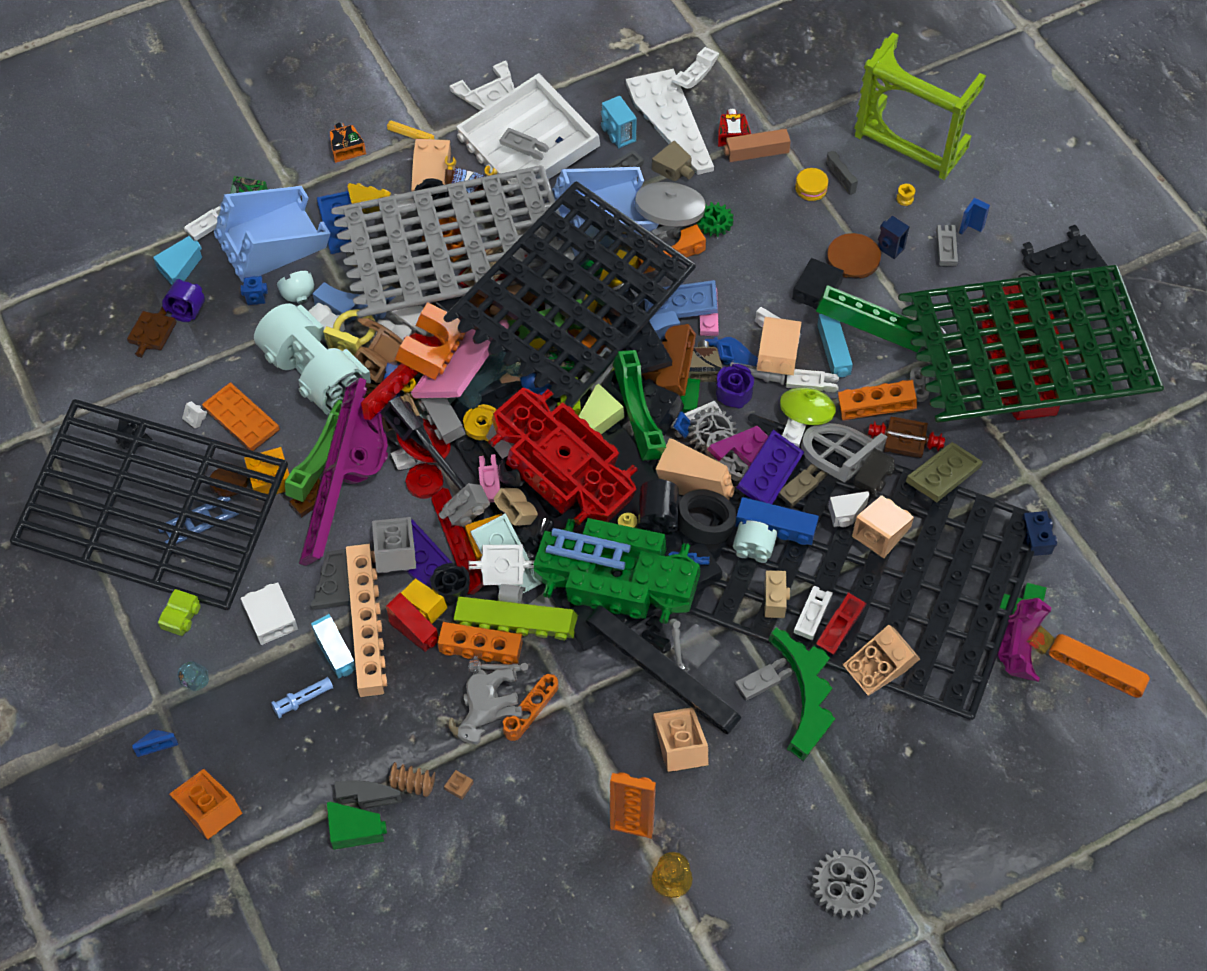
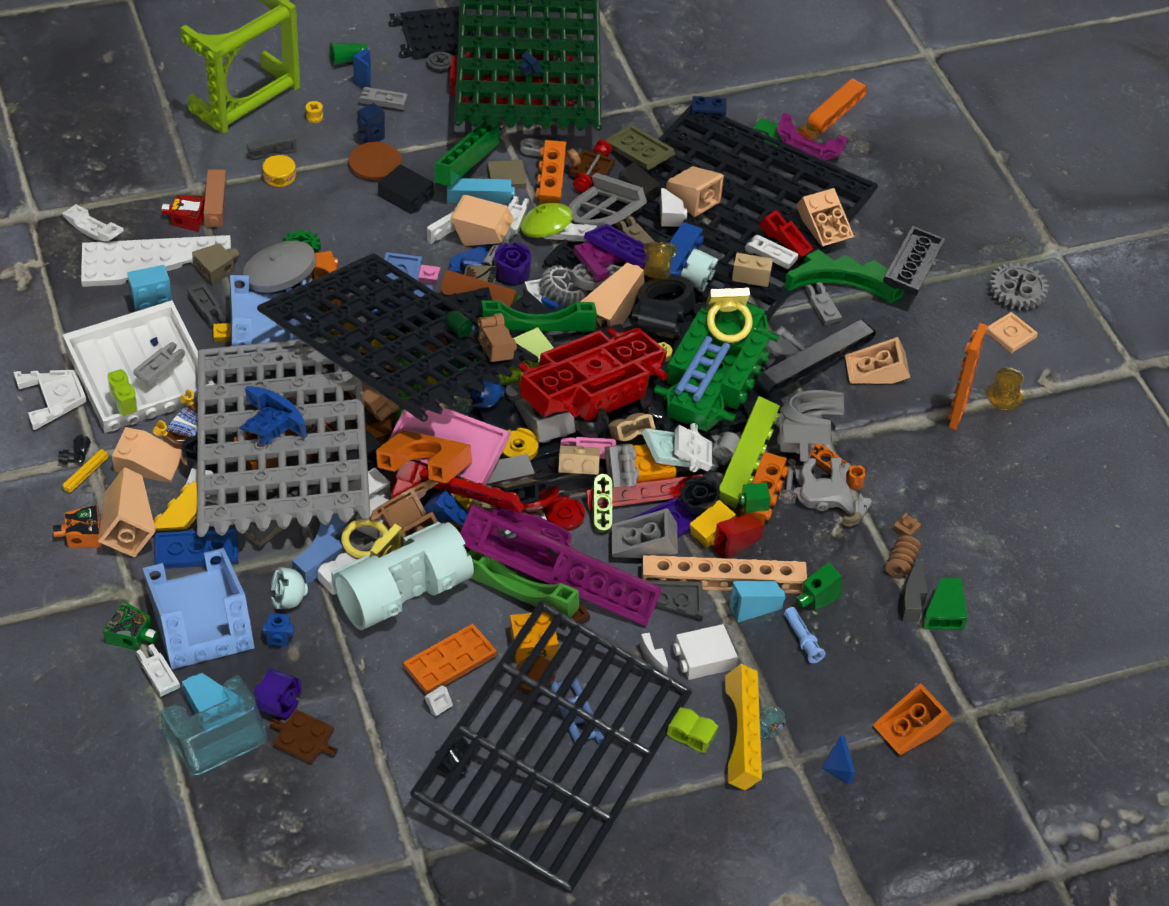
camera: 85 degrees left, 10 degrees down
(145, 271) = (216, 732): none -> clear light blue windscreen
(179, 652) = (745, 761): none -> yellow arch
(254, 574) = (653, 656): none -> white slope
(351, 698) = (821, 588): none -> green torso
(354, 159) = (126, 514): none -> light nougat slope
(422, 115) = (81, 445): none -> black piece
(423, 501) = (597, 489): none -> beam
(448, 222) = (267, 424): none -> blue hinge
(449, 627) = (755, 497): none -> green brick
(452, 239) = (262, 398): none -> blue slope
(466, 468) = (579, 460): none -> tan brick
(481, 126) = (122, 392): none -> lime brick
(549, 659) = (802, 421): none -> light grey piece
(569, 361) = (496, 338): none -> medium nougat hinge
(588, 332) = (458, 323): none -> dark green brick
(670, 552) = (728, 301): none -> light yellow tile
(740, 493) = (659, 259): none -> clear yellow piece
(773, 881) = (1011, 332): none -> light nougat tile
(846, 760) = (914, 260): none -> black plate
(872, 366) = (508, 170): none -> dark tan tile
(902, 412) = (572, 157): none -> medium nougat tile
(1001, 202) = (344, 52): none -> green plant
(1003, 338) = (529, 64): none -> dark blue tile

